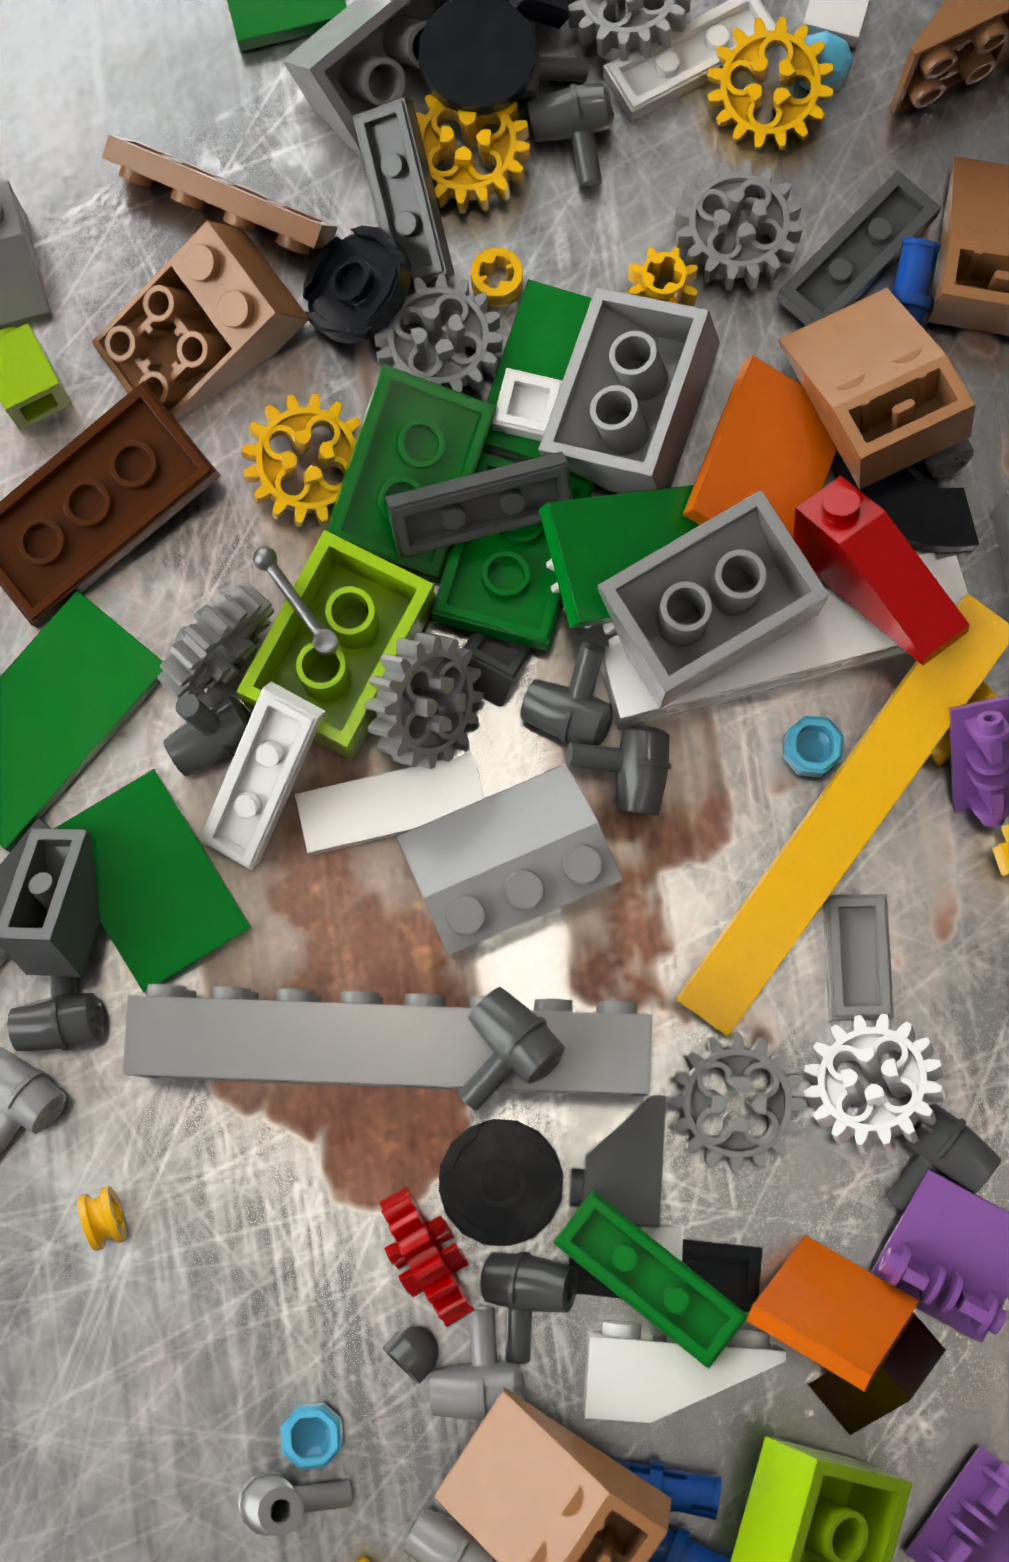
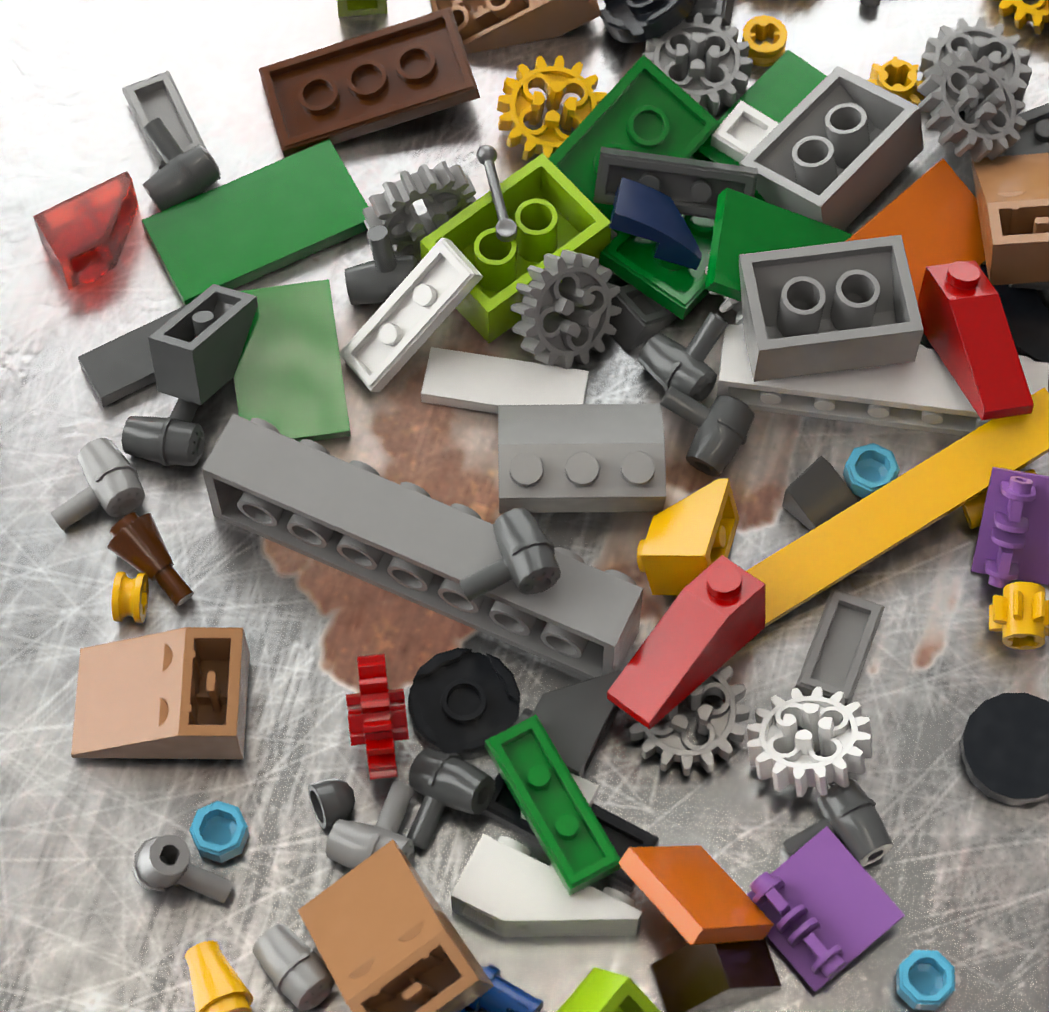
camera: 20 degrees right, 15 degrees down
(91, 1156) = (142, 547): none -> reddish brown cone
(188, 1320) = (163, 696): none -> slope
(476, 557) = (655, 217): none -> dark blue slope
(664, 913) = (688, 538): none -> yellow slope
(718, 1044) = (691, 641): none -> slope
(773, 798) = (818, 495): none -> dark grey slope
(785, 291) = (991, 125): none -> light grey gear

